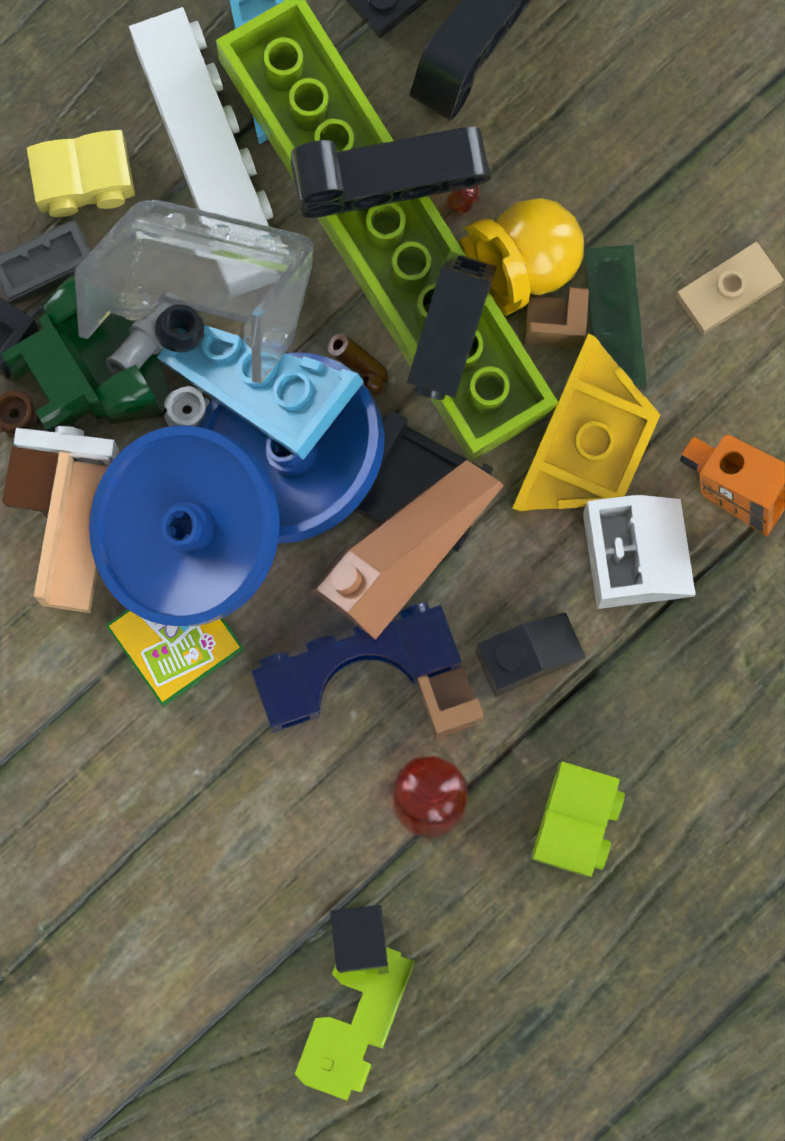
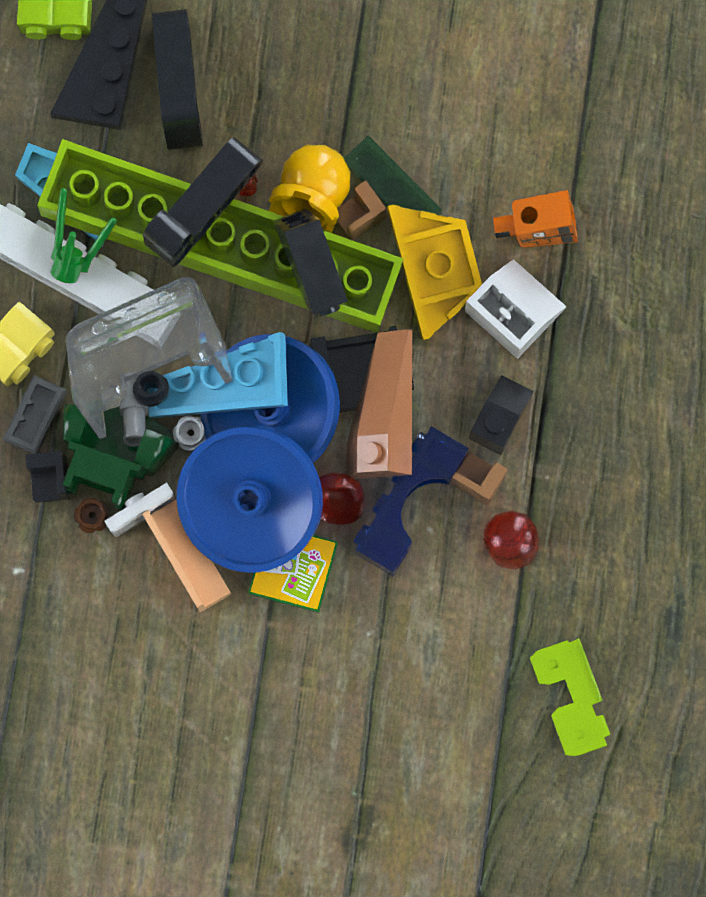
camera: 35 degrees left, 0 degrees up
(30, 479) = (138, 543): reddish brown panel -> none
(203, 123) = (68, 259): none -> green plant
(282, 603) = (341, 498): none -> clear red hair
(359, 361) = (267, 325): reddish brown arm -> none
(359, 939) = (540, 649): black panel -> none
(577, 819) = (604, 485): lime brick -> none
(729, 288) = (441, 117): tan plate -> none

